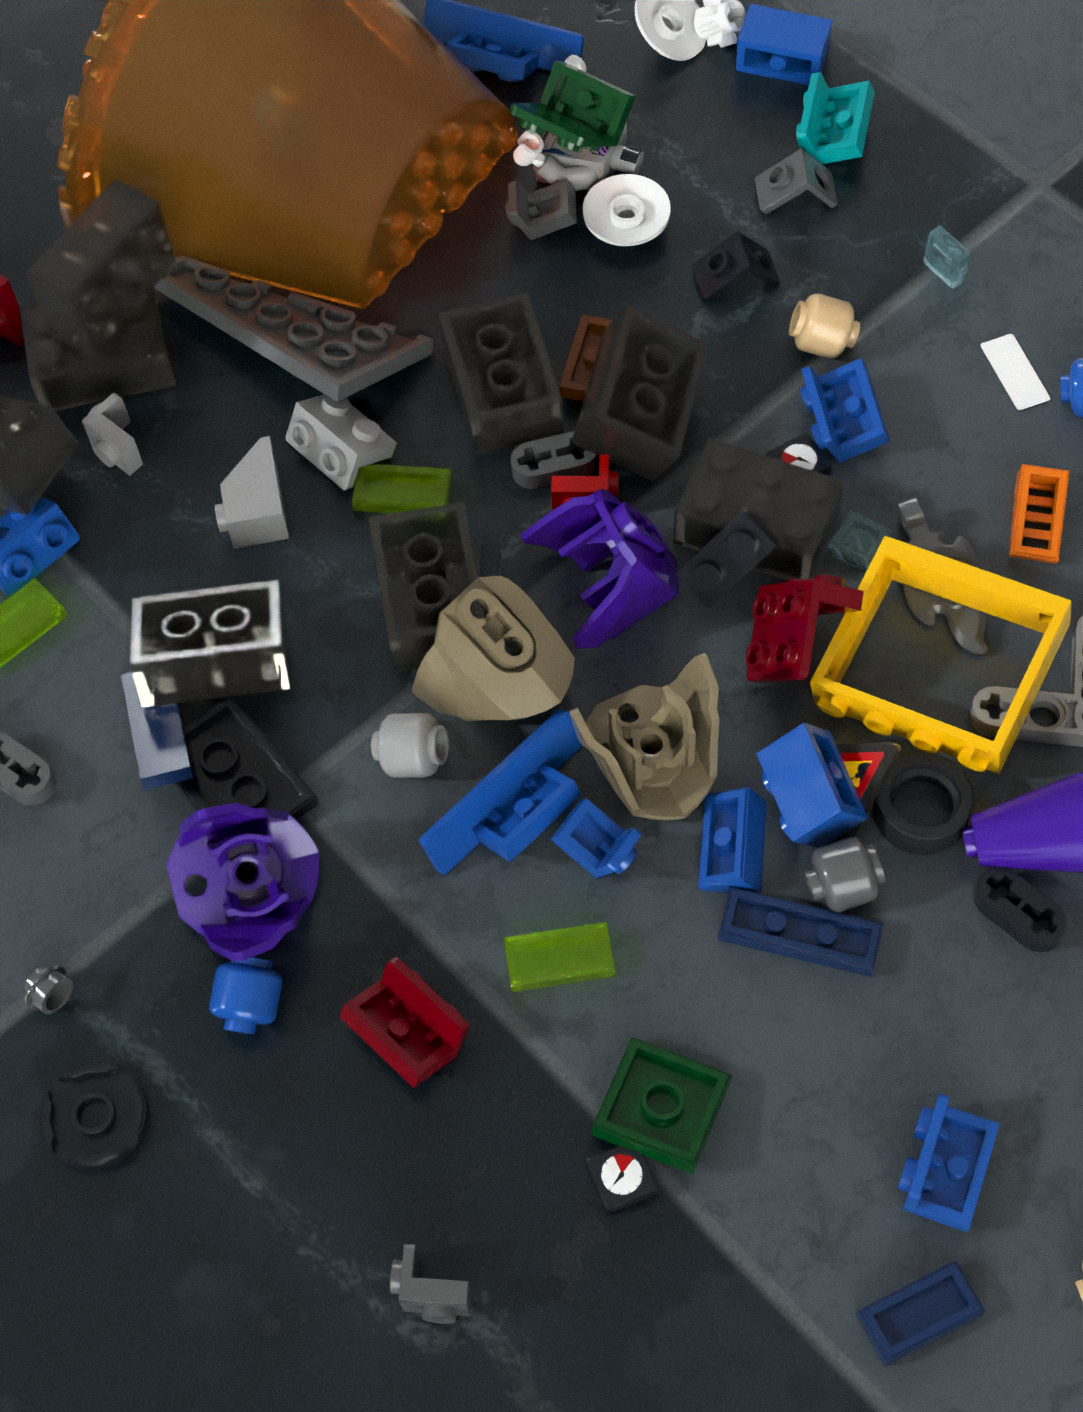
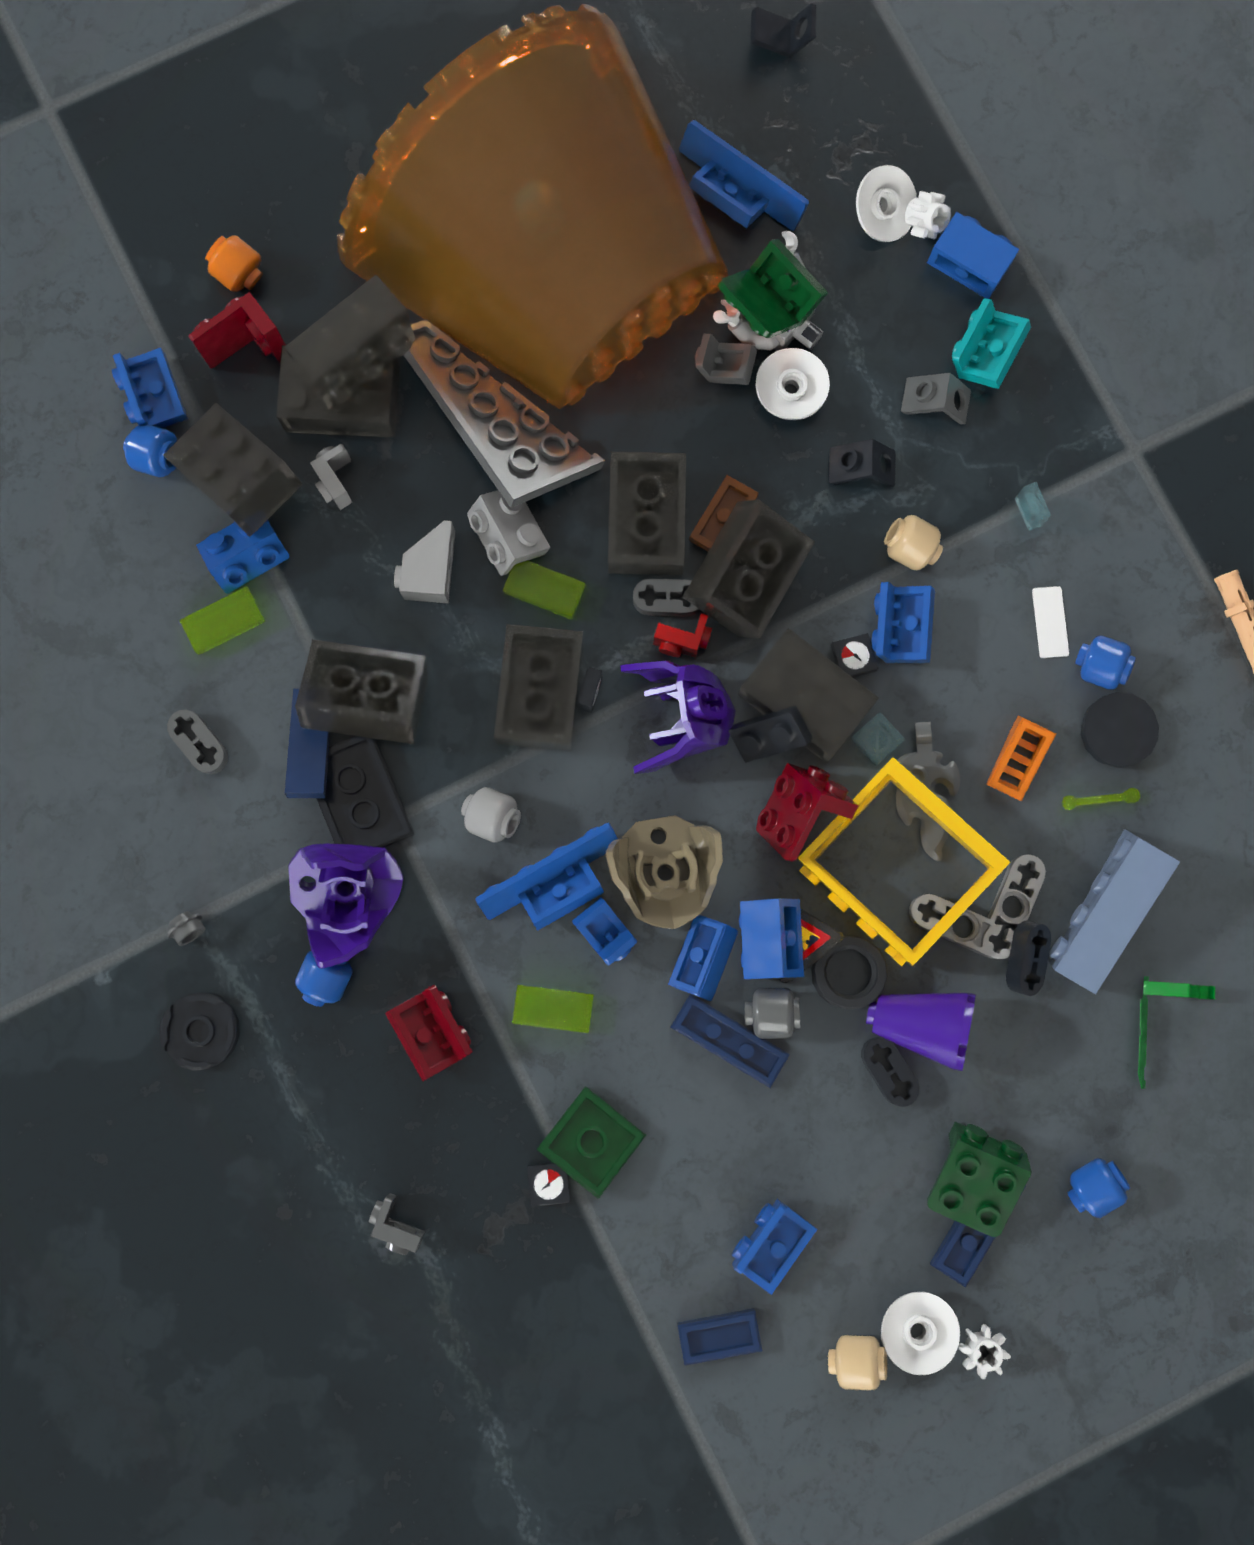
camera: 10 degrees right, 20 degrees up
(468, 664) = (552, 774): dark tan piece -> none

